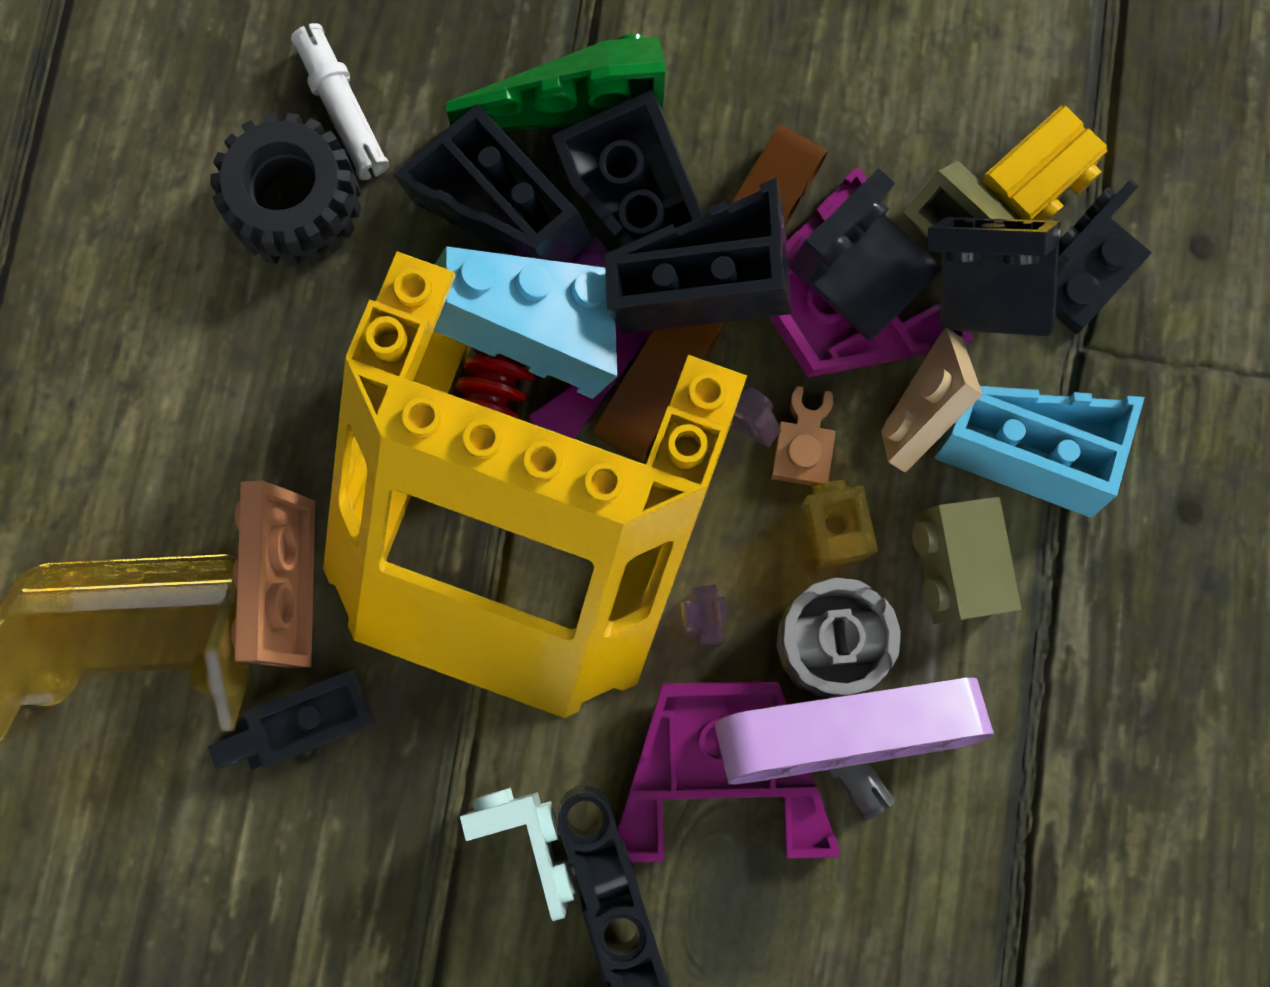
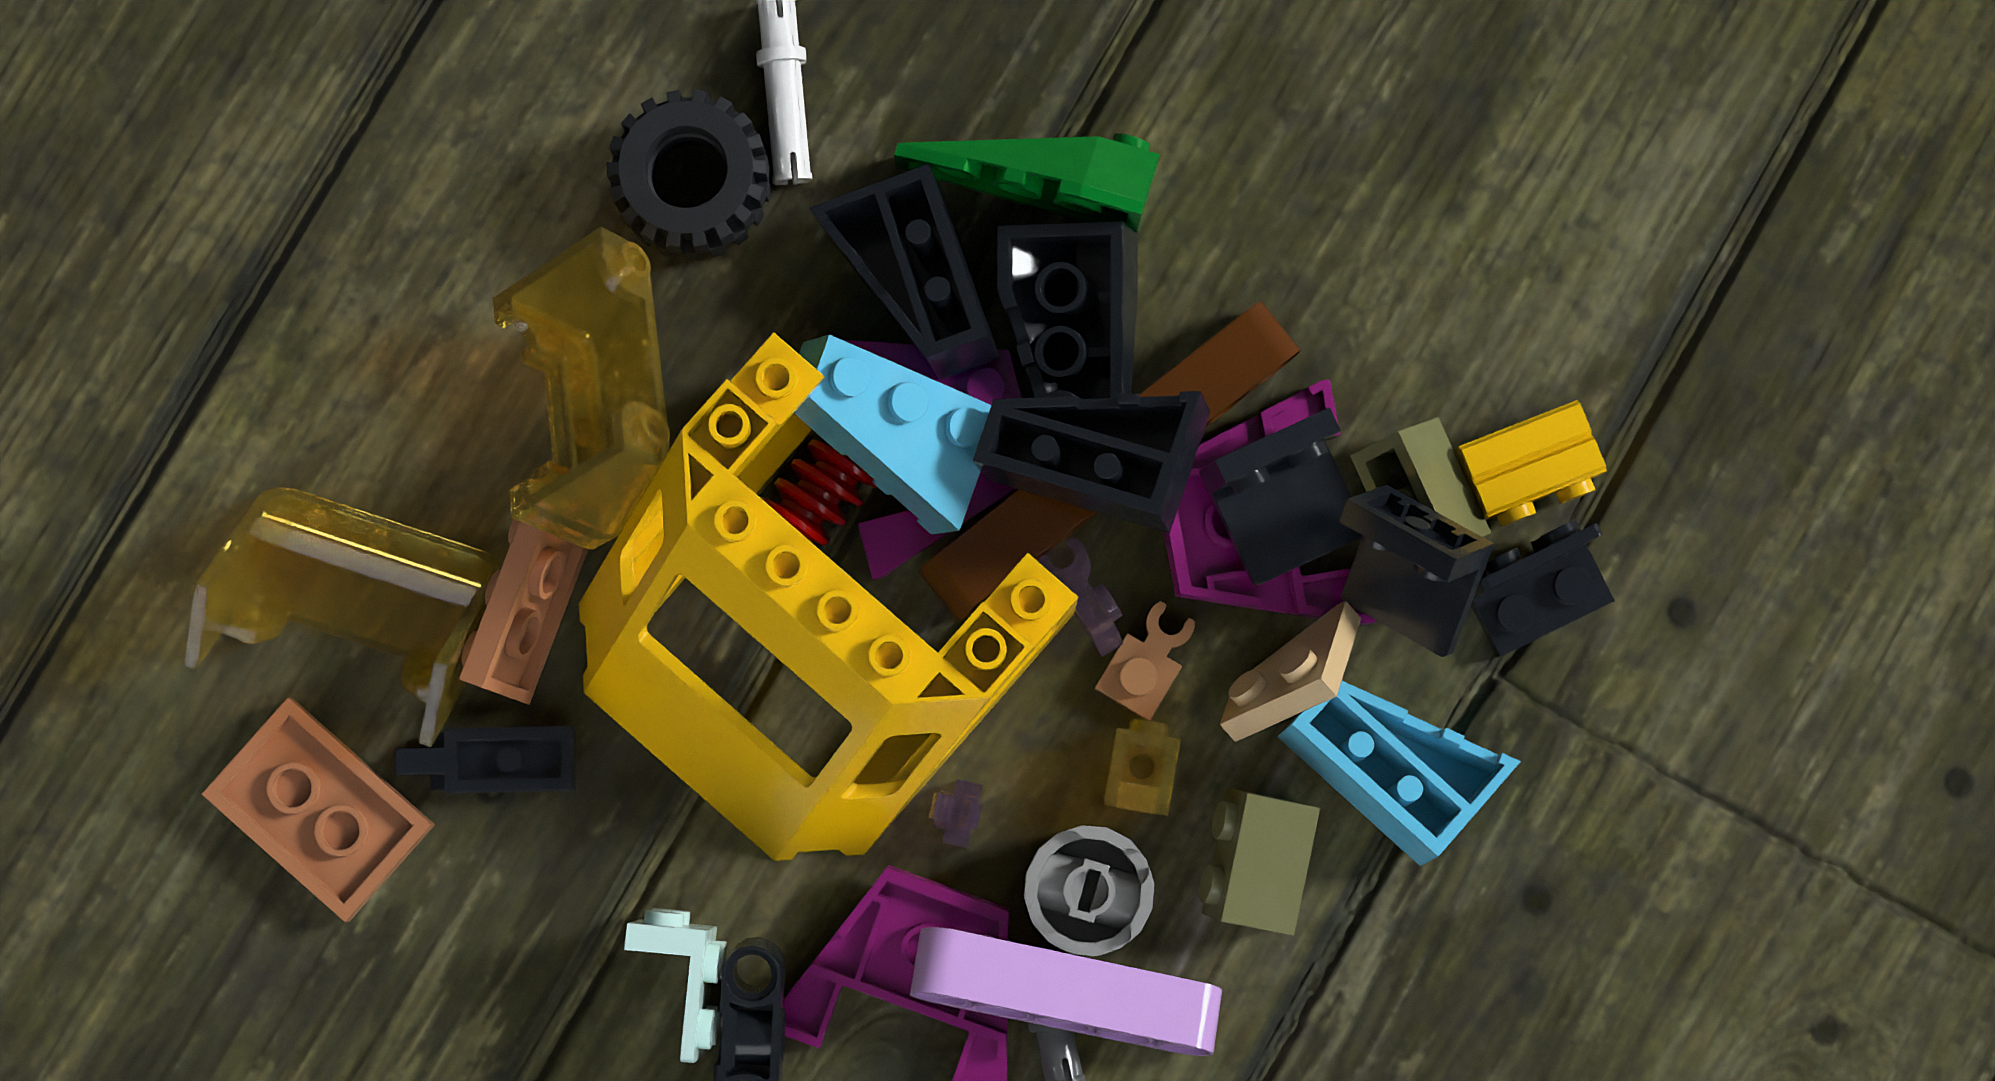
camera: 25 degrees right, 5 degrees up
(159, 825) = (318, 809): none -> nougat plate
(260, 346) = (597, 343): none -> clear yellow windscreen

